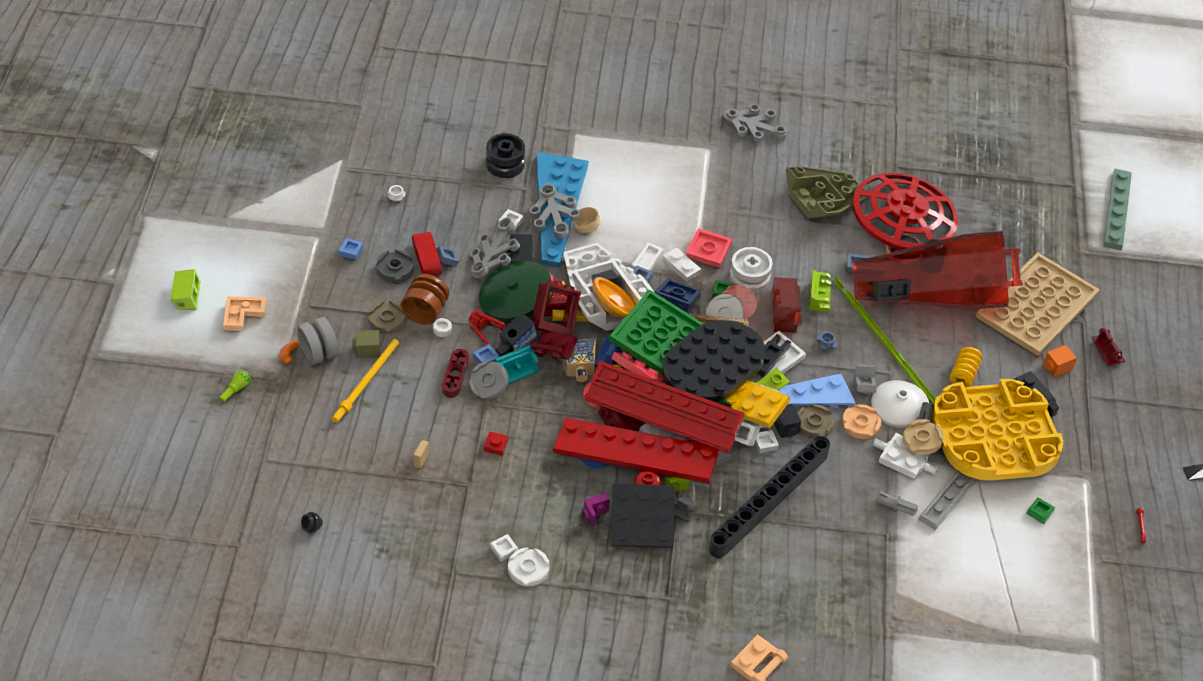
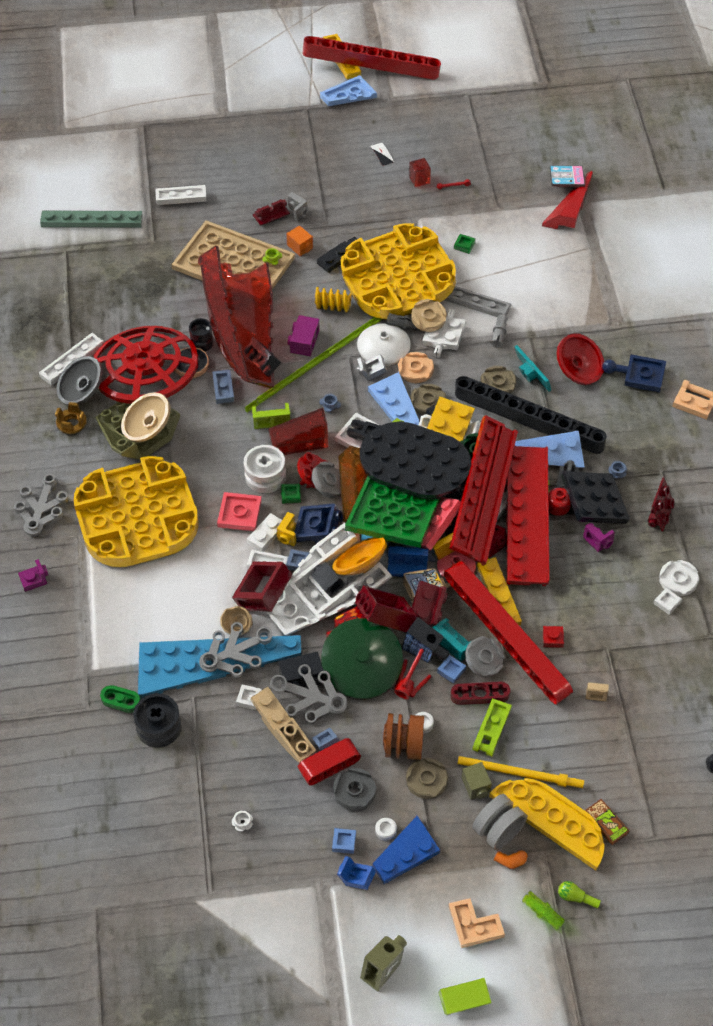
camera: 100 degrees left, 5 degrees up
(233, 359) = (543, 910): none -> clear neon green pin
(235, 243) = (382, 961): none -> olive torso
(292, 427) = (609, 823): none -> tile
(310, 389) = (556, 818): none -> yellow plate
(318, 249) = (356, 874): none -> blue bracket
(326, 288) = (407, 851): none -> blue wing
(352, 280) = (385, 829): none -> white tile
(416, 370) = (492, 727): none -> lime plate
(467, 234) = (282, 726): none -> tan slope
(506, 400) = (508, 632): none -> red beam
(537, 141) = (121, 699): none -> green plate
(556, 414) = (497, 586): none -> yellow plate
(615, 240) = (254, 601): none -> dark red window
(615, 568) = (661, 506): none -> dark red hinge
(677, 273) = (286, 530): none -> yellow bracket
(678, 109) = (33, 577): none -> magenta bracket
(678, 550) = (618, 466): none -> sand blue plate
(717, 497) = (560, 448): none -> light blue wing
(727, 179) = (136, 512): none -> yellow plate
(806, 618) = (641, 372): none -> dark blue plate
(821, 187) = (146, 417): none -> tan dish
(823, 546) = (580, 359): none -> red dish
(826, 486) = (499, 378): none -> dark tan tile
(833, 514) = (530, 370): none -> teal piece
(843, 152) = (72, 412): none -> pearl gold piece
(888, 162) = (79, 380): none -> dark grey dish
(919, 337) = (304, 335): none -> magenta brick
(926, 167) = (86, 347): none -> white tile
(1033, 327) = (272, 256): none -> lime plate
(1076, 620) = (568, 210): none -> red wedge
(1115, 371) = (297, 205): none -> light grey bracket
(1139, 636) = (567, 176): none -> piece
(1144, 279) = (181, 195): none -> white plate
(1158, 490) = (419, 172): none -> clear red brick

